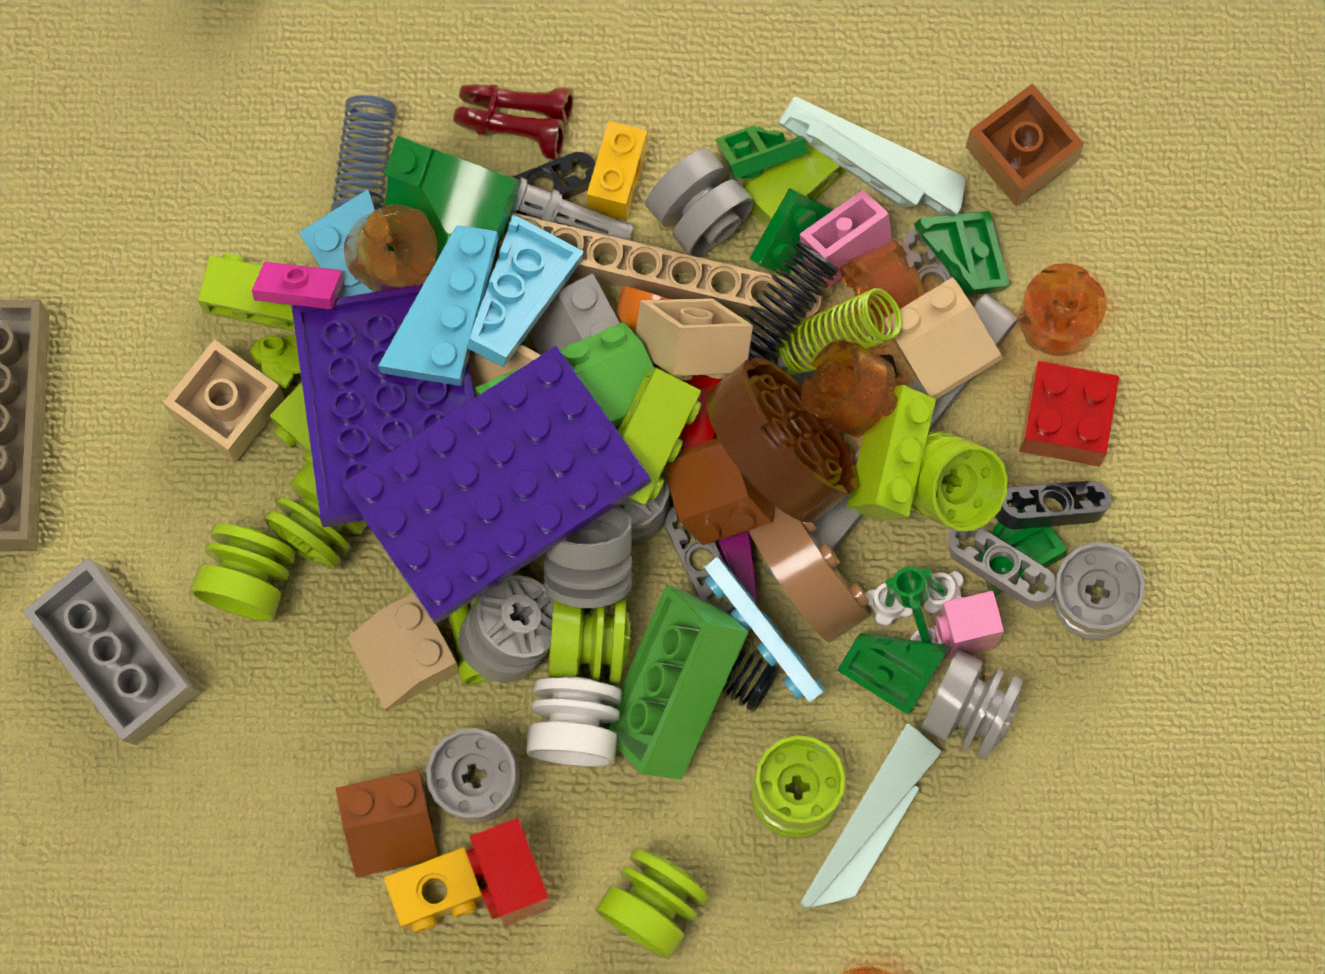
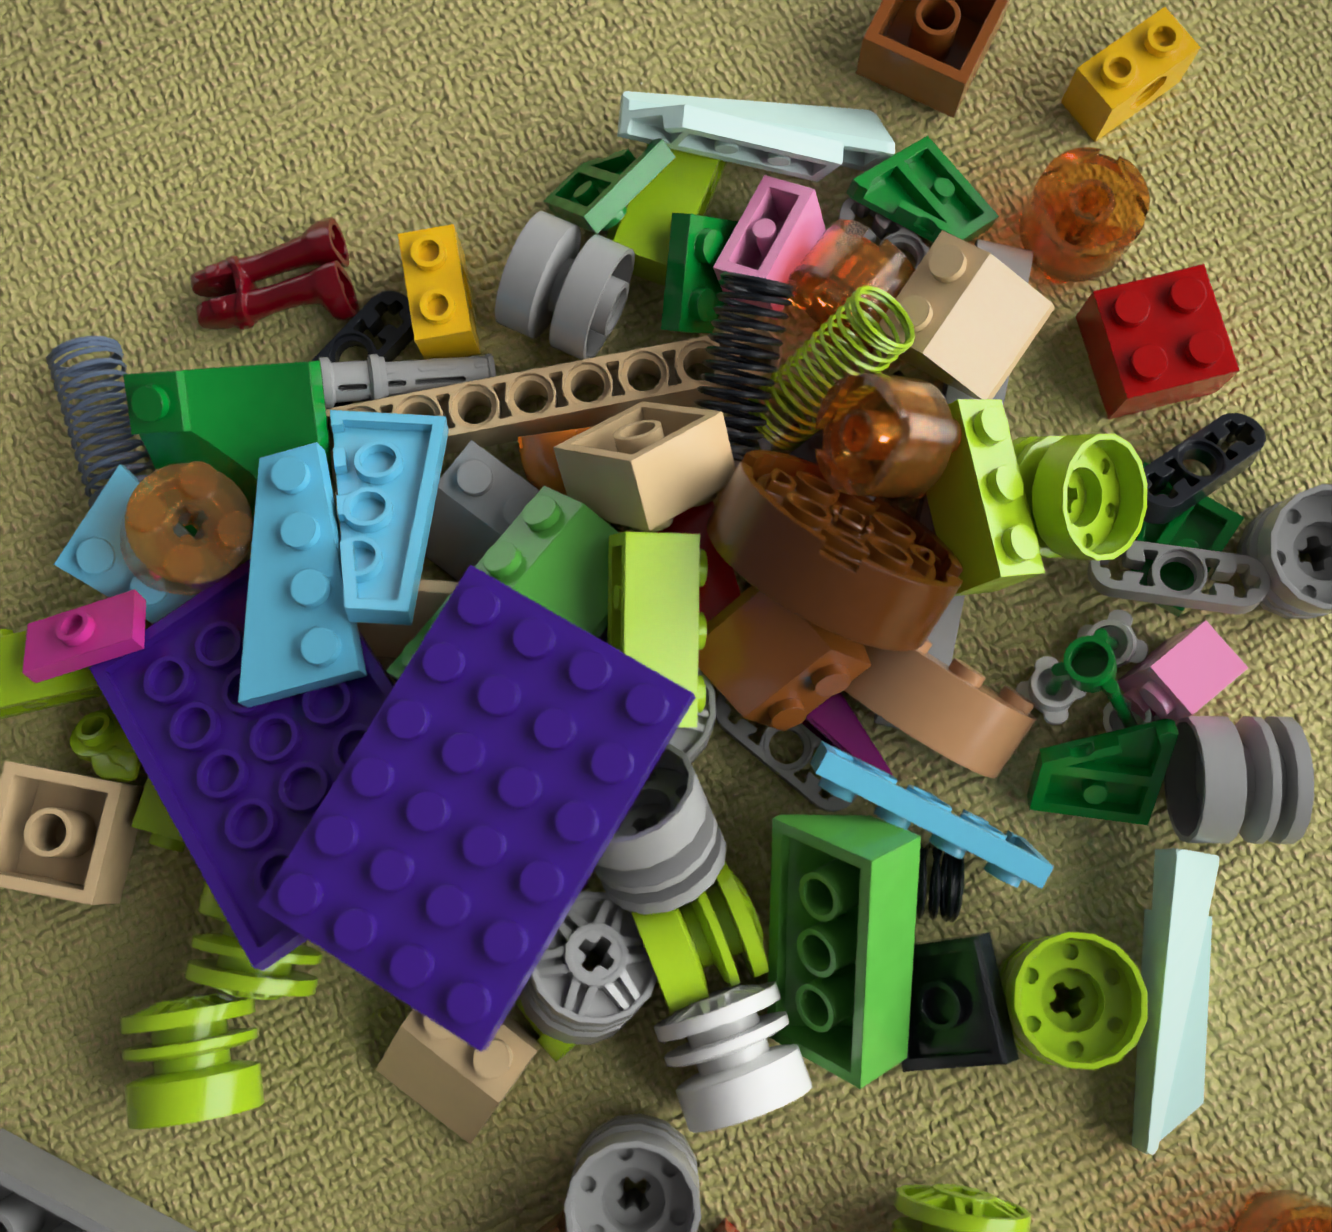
camera: 20 degrees left, 5 degrees up
(725, 758) = (957, 1006): none -> black tile
(1143, 231) = (1129, 74): none -> yellow brick

